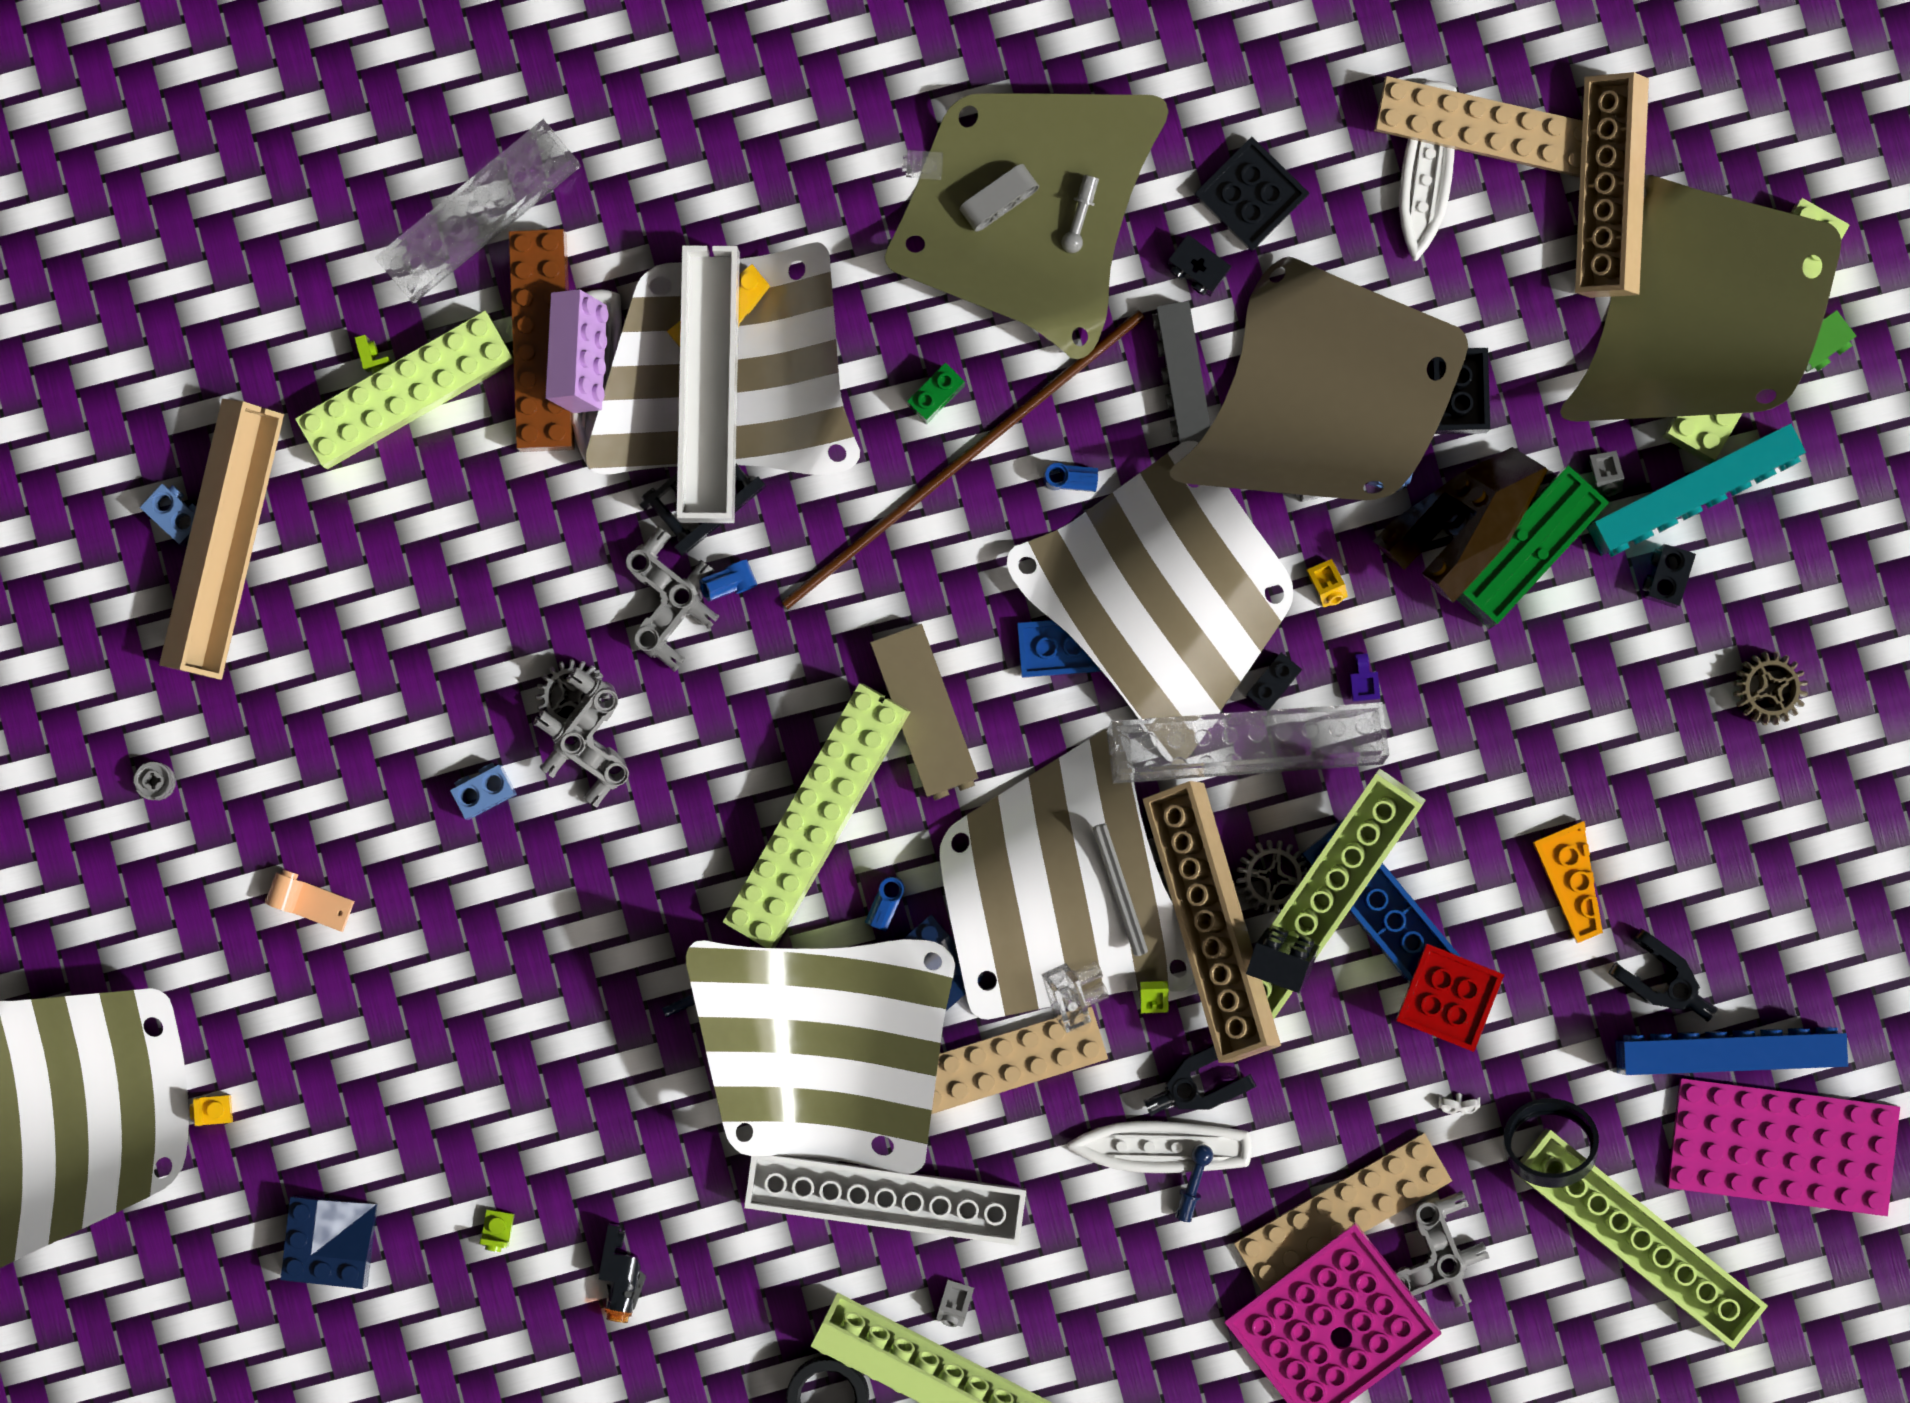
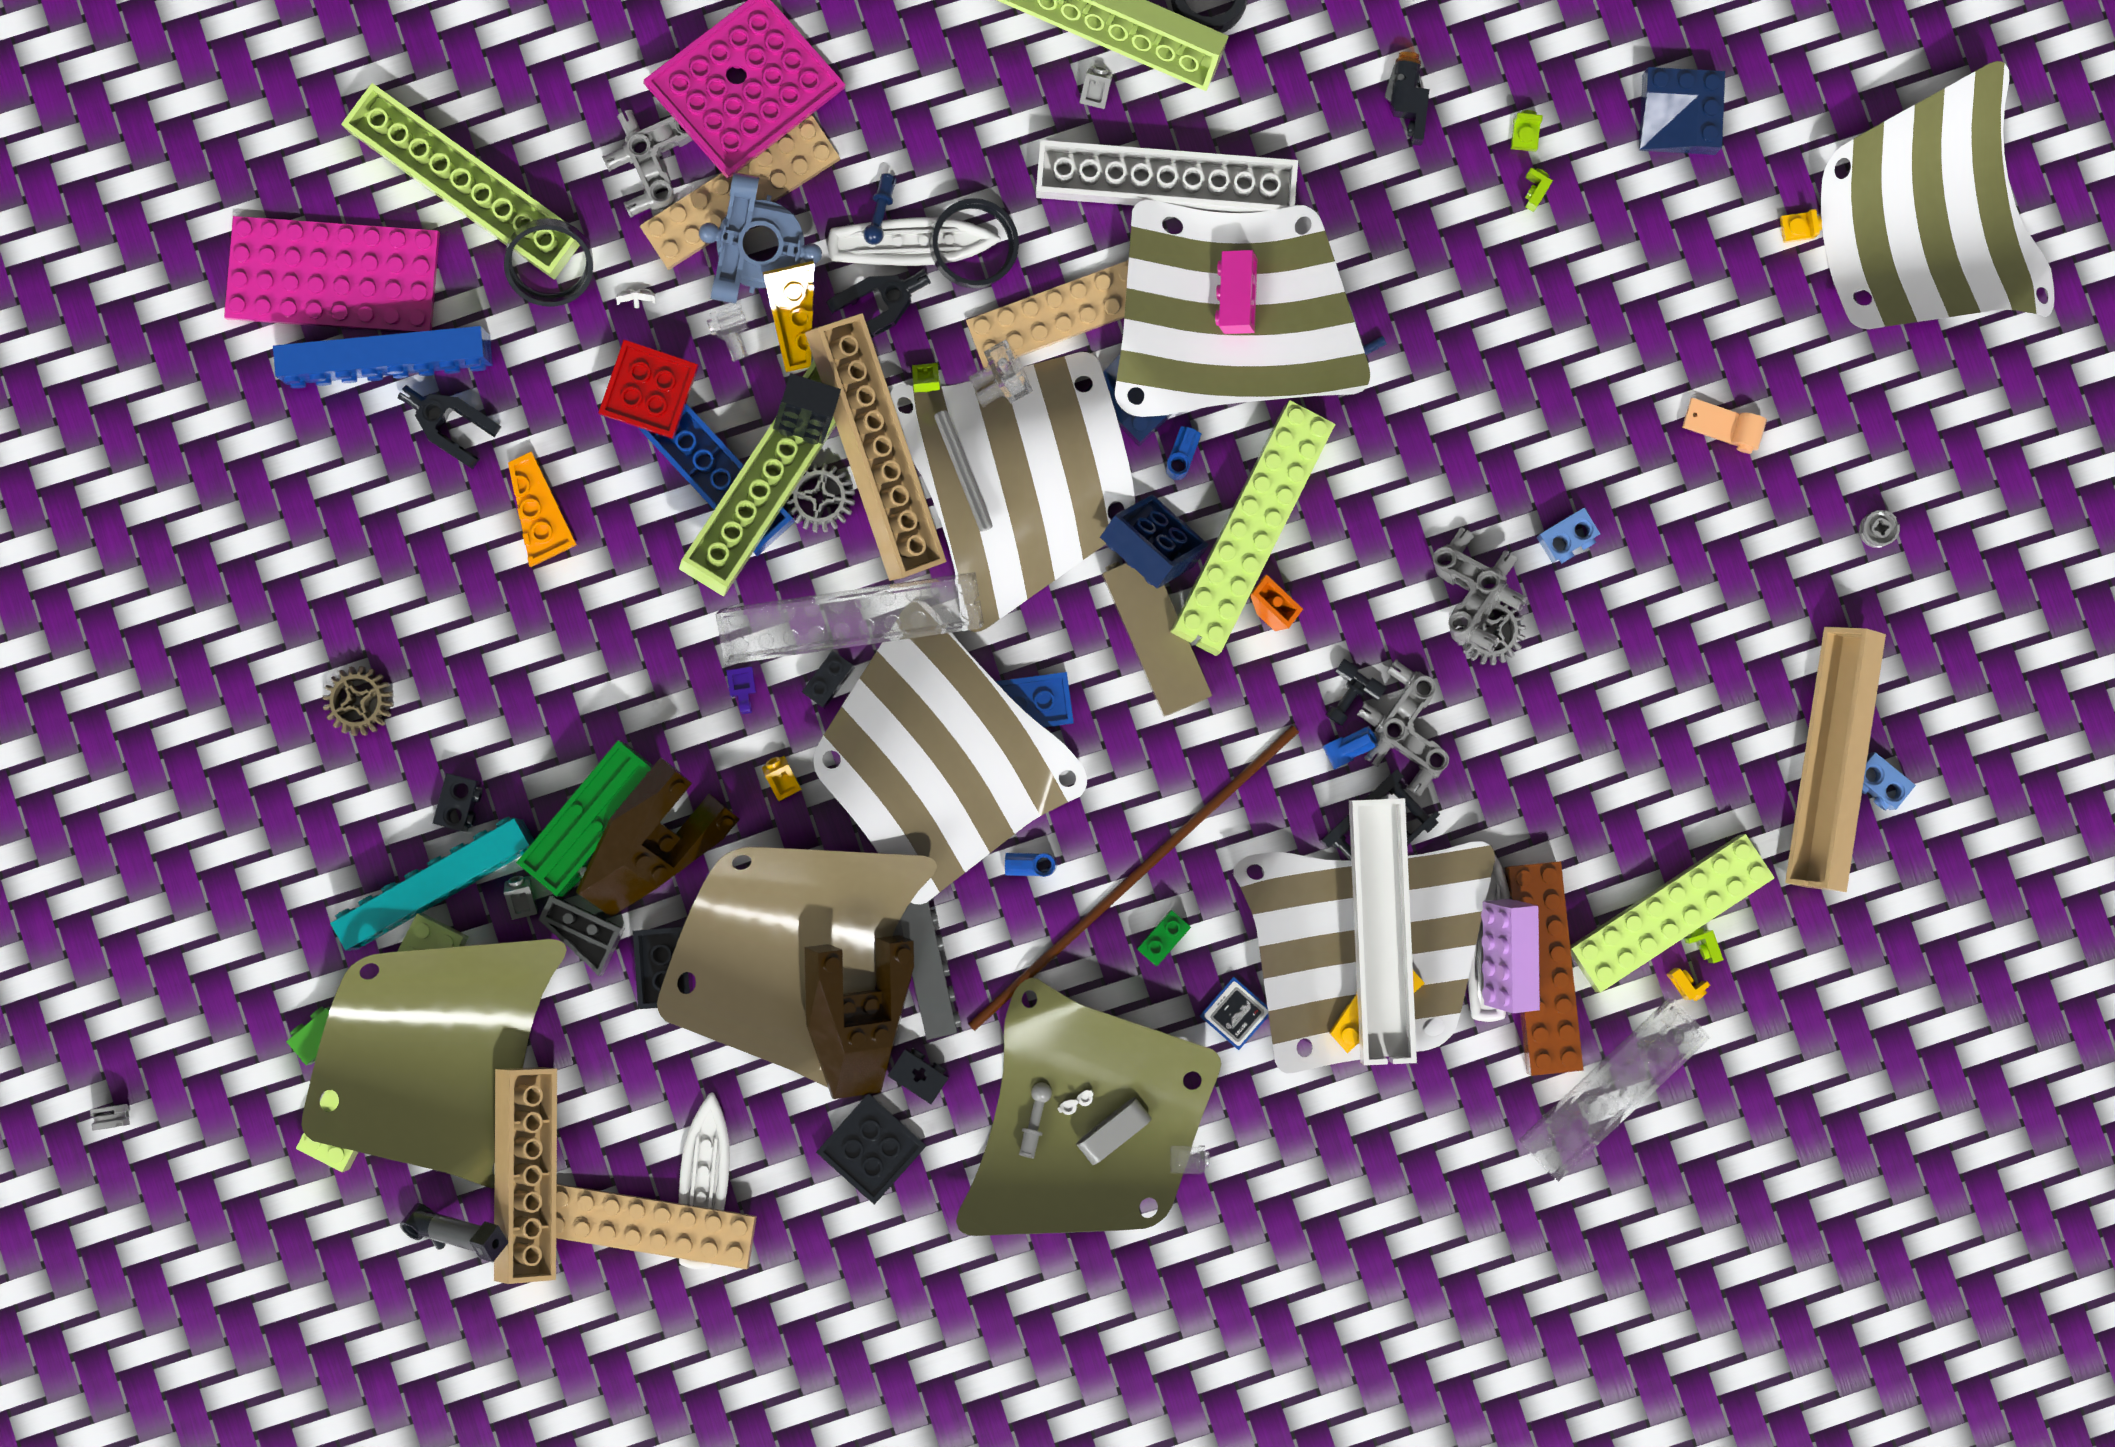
camera: 170 degrees right, 0 degrees up
(397, 317) = (1683, 982): none -> yellow bracket
(490, 1161) = (1536, 193): none -> lime bracket
(716, 647) = (1358, 685): none -> black bar
(798, 733) = (1274, 605): none -> orange slope
(818, 1067) = (1237, 292): none -> dark pink brick
(865, 312) = (1235, 1013): none -> tile
(922, 806) = (1154, 541): none -> dark blue slope
(1043, 226) = (1070, 1106): none -> white piece
(1053, 1145) = (1001, 216): none -> black piece
(1260, 314) = (856, 1029): none -> dark brown wedge
(1293, 1081) = (791, 304): none -> yellow wing
(1338, 1181) = (745, 213): none -> sand blue piece
(1362, 1064) = (728, 326): none -> clear brick
(1542, 432) = (583, 932): none -> dark grey wedge
(1656, 117) = (483, 1239): none -> piece

